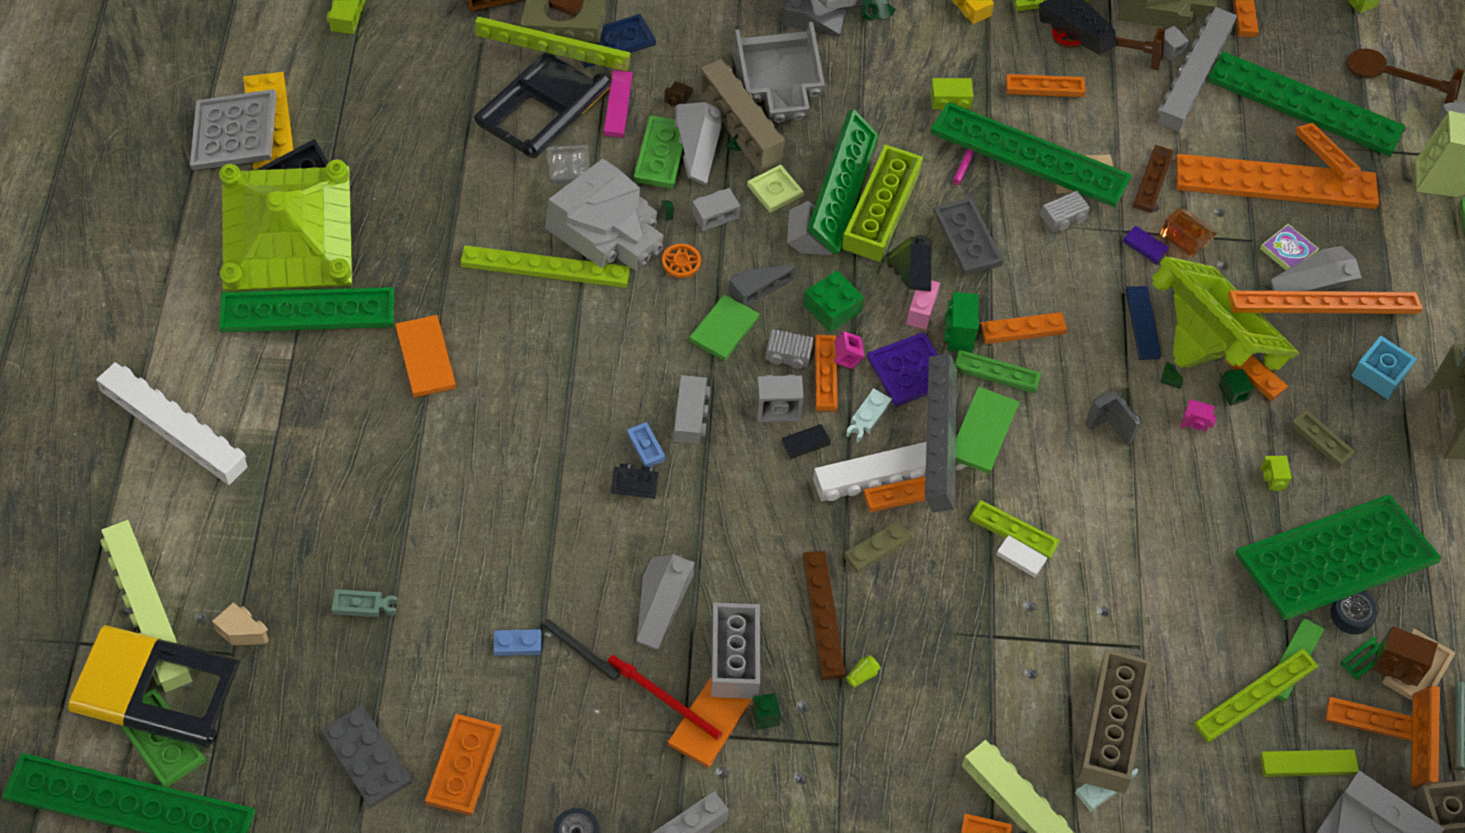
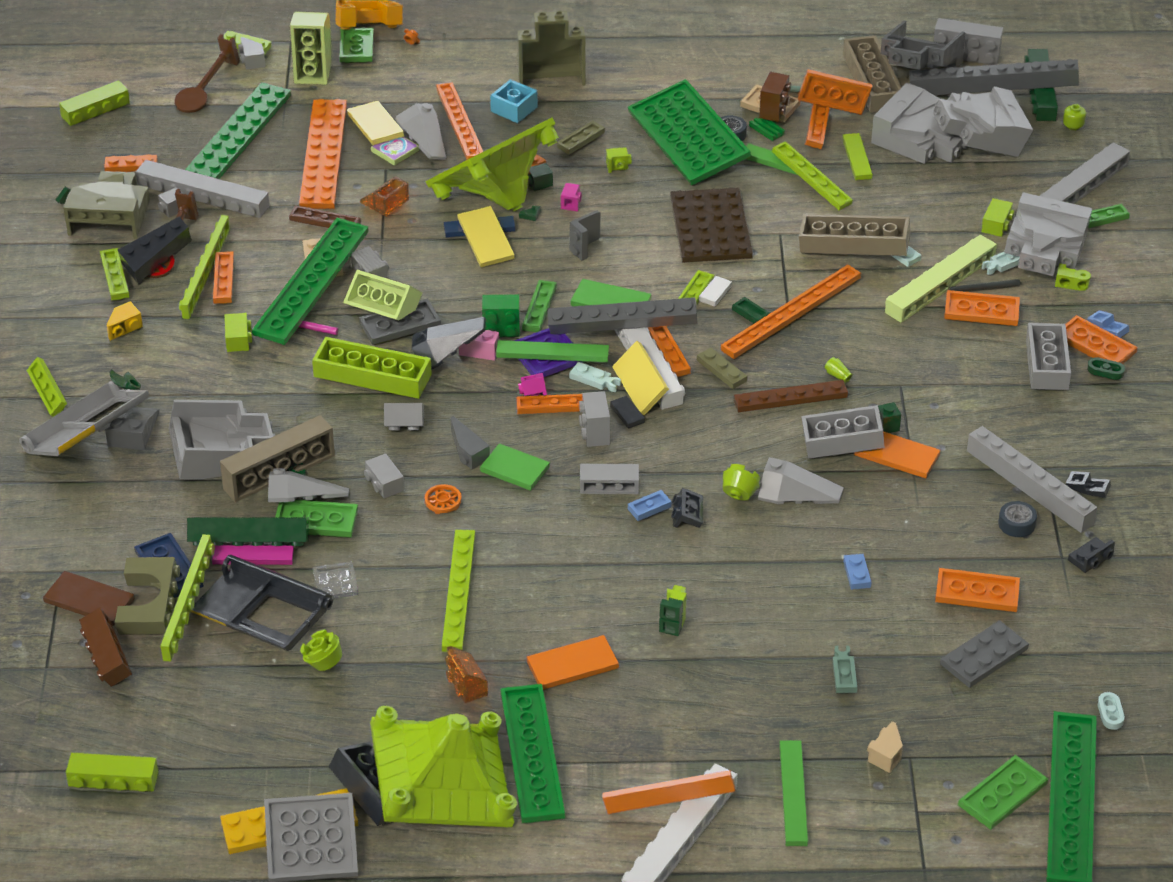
camera: 90 degrees left, 15 degrees down
(119, 675) = (963, 807): piece -> none
(142, 598) = (878, 818): yellowish green brick -> none
(205, 533) = (793, 793): none -> bright green tile
(209, 408) = (669, 792): none -> orange tile
(413, 256) = (465, 675): none -> clear orange slope
(465, 145) = (322, 651): none -> lime cone
(470, 445) = (673, 611): none -> dark green hips
(580, 649) = (854, 533): pearl dark grey bar -> none
(605, 218) = (410, 539): light grey panel -> none
(630, 672) = (870, 499): red bar -> none
(642, 93) = (249, 530): none -> dark green brick
(662, 531) = (739, 482): none -> lime cone
(668, 209) = (385, 510): dark green tile -> none
(677, 94) = (240, 510): dark brown bracket -> none
(775, 188) = (354, 443): yellowish green tile -> none
(789, 349) = (537, 422): light grey brick -> none
(833, 301) = (482, 396): green brick -> none
(843, 182) = (345, 390): green plate -> none
(851, 452) = (640, 377): none -> light yellow tile
(901, 370) = (552, 351): none -> bright green tile
(980, 636) = (790, 311): none -> orange plate
(983, 592) = (749, 310): none -> dark green tile
(1000, 215) = (382, 296): none -> yellowish green slope
(1023, 328) = (489, 280): orange plate -> none
(1055, 67) = (204, 268): none -> lime plate
(1118, 323) = (485, 236): none -> light yellow tile
(1145, 244) = (397, 223): dark purple tile -> none
(1154, 567) = (711, 225): none -> dark brown plate
(1327, 150) = (295, 119): orange plate -> none
(1334, 228) = (375, 123): none -> light yellow tile

